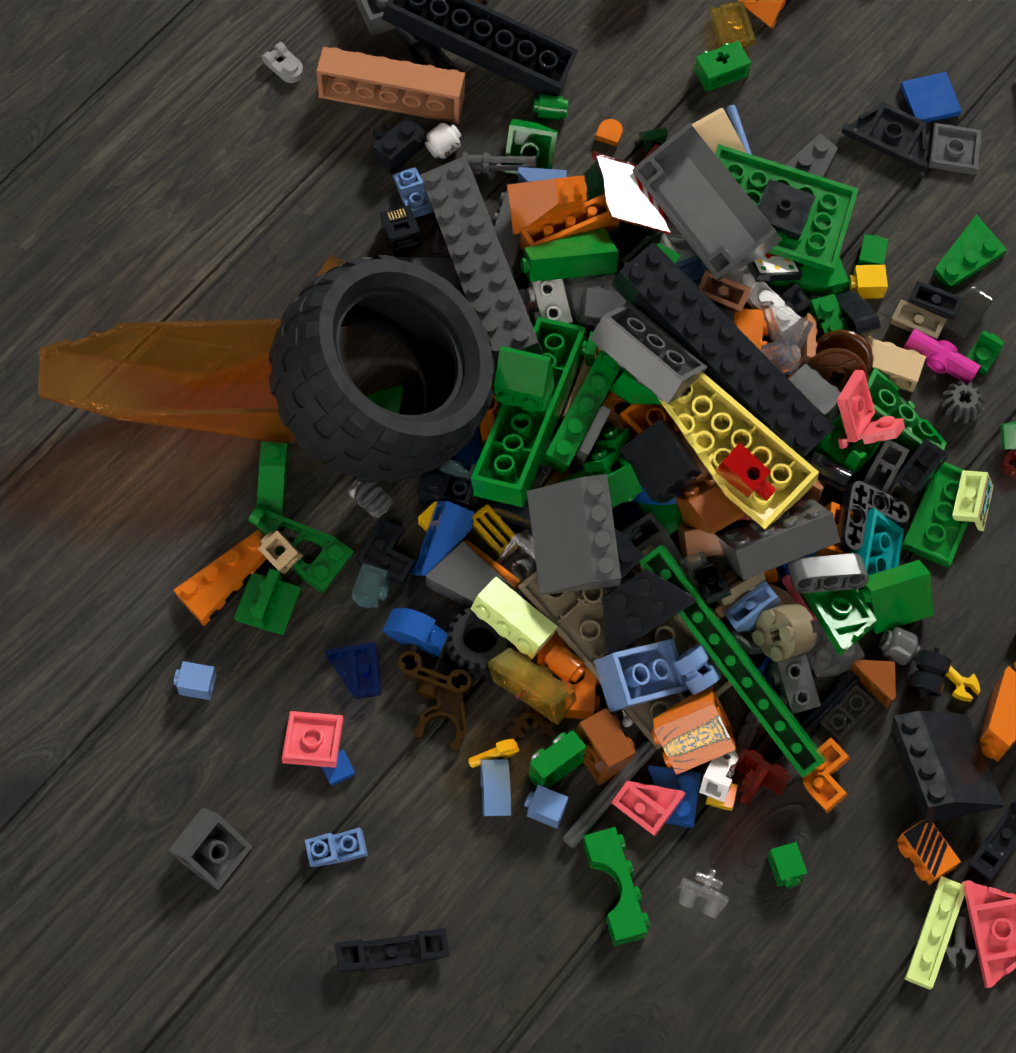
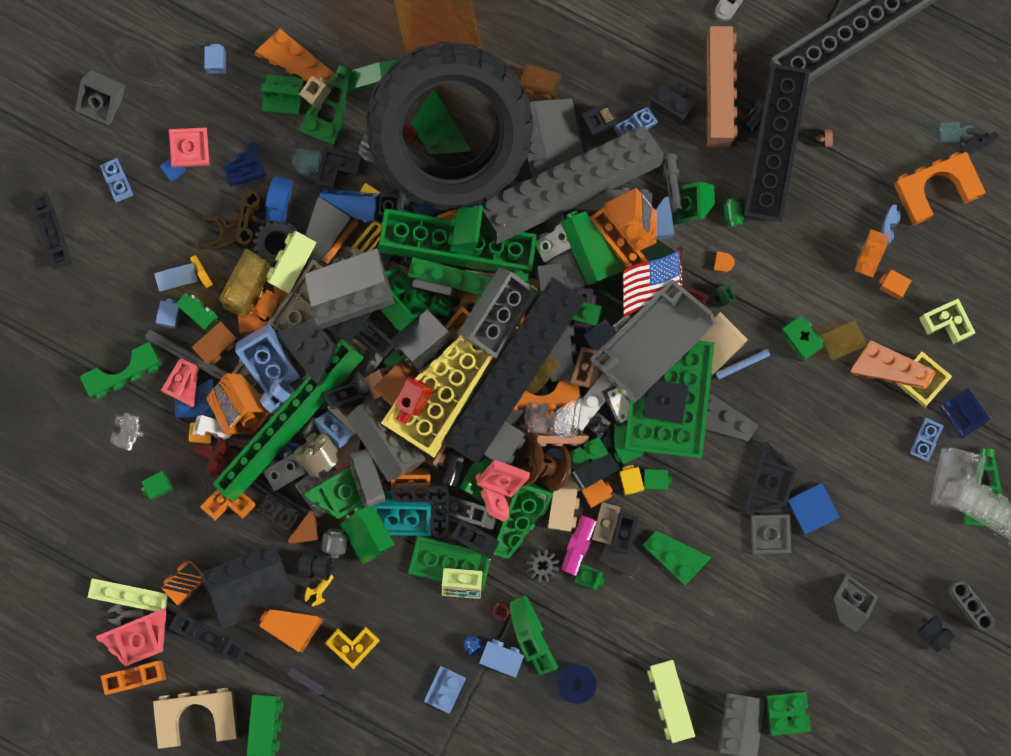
camera: 85 degrees right, 15 degrees up
(443, 140) = (684, 137): white head -> none
(887, 321) = (597, 493): none -> orange brick

